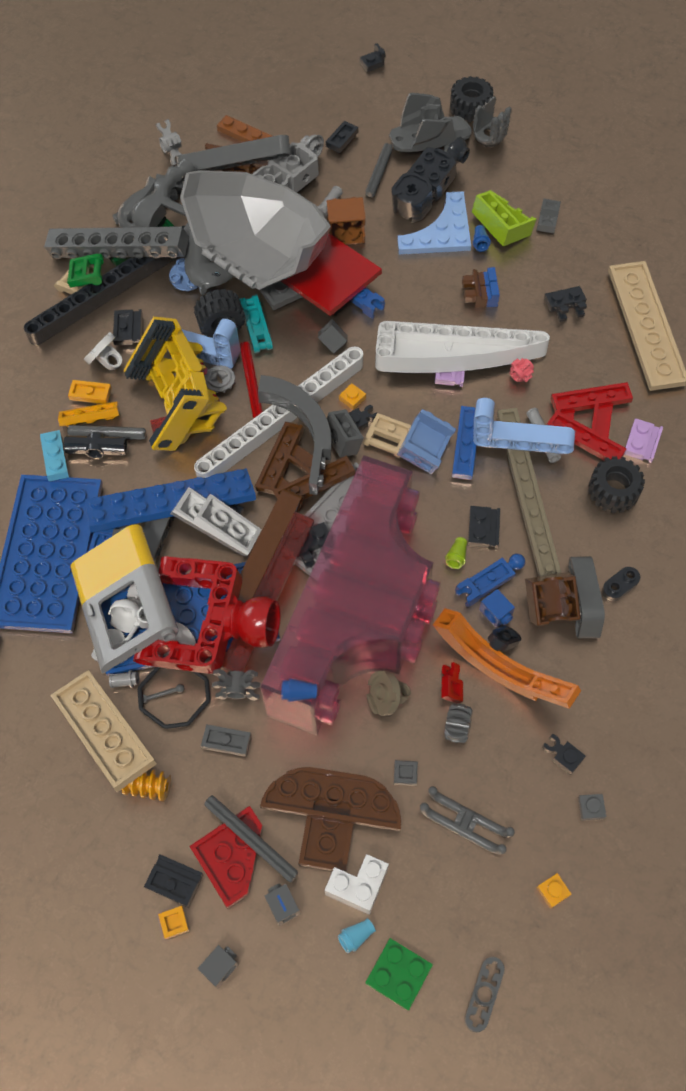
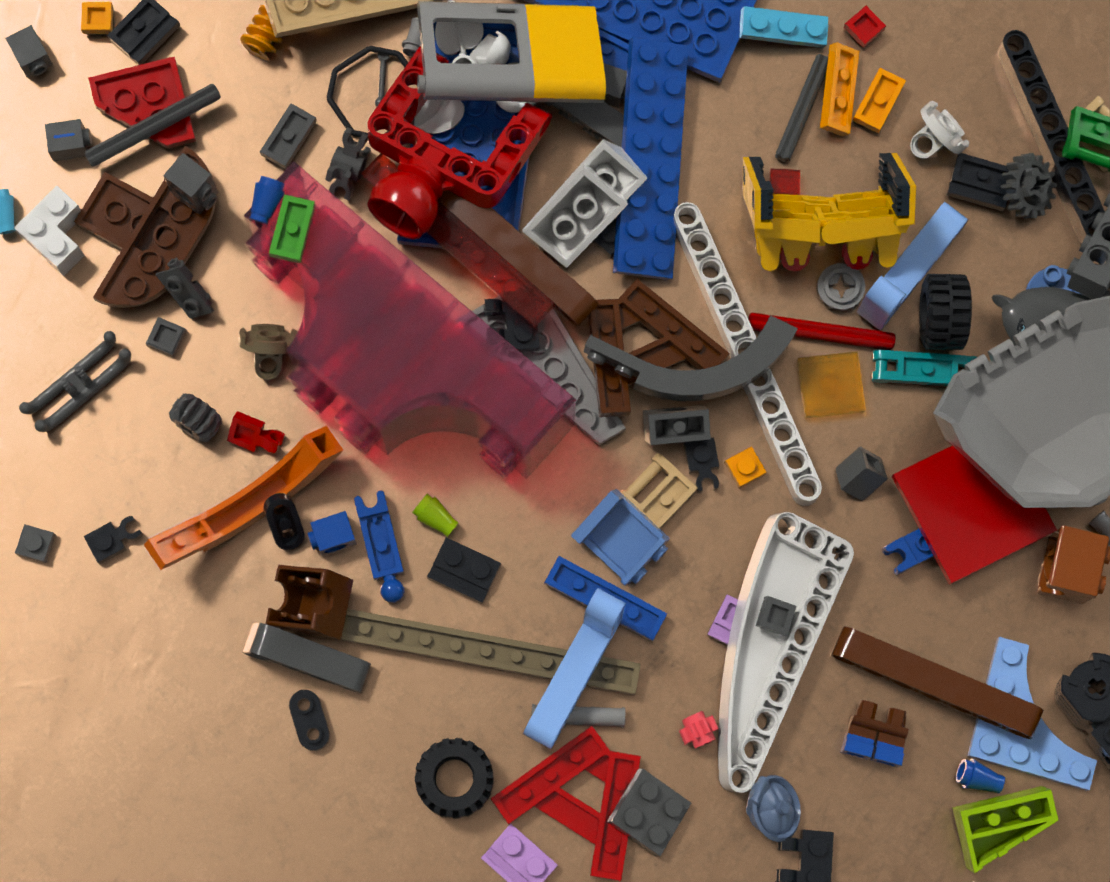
camera: 105 degrees right, 15 degrees up
(41, 413) = (864, 26): none -> red plate
(95, 445) = (782, 86): black piece -> none
(124, 299) = (1028, 185): none -> dark grey gear
(284, 365) = (831, 384): none -> clear yellow plate
(293, 777) = (191, 184): none -> dark grey brick
(314, 664) = (292, 229): none -> bright green plate
(369, 764) = (187, 294): none -> dark grey hinge
(439, 266) = (937, 682): none -> reddish brown beam
(440, 343) = (776, 616): none -> dark grey plate
(549, 320) = (774, 807): none -> sand blue piece
(581, 379) = (649, 812): none -> dark grey plate

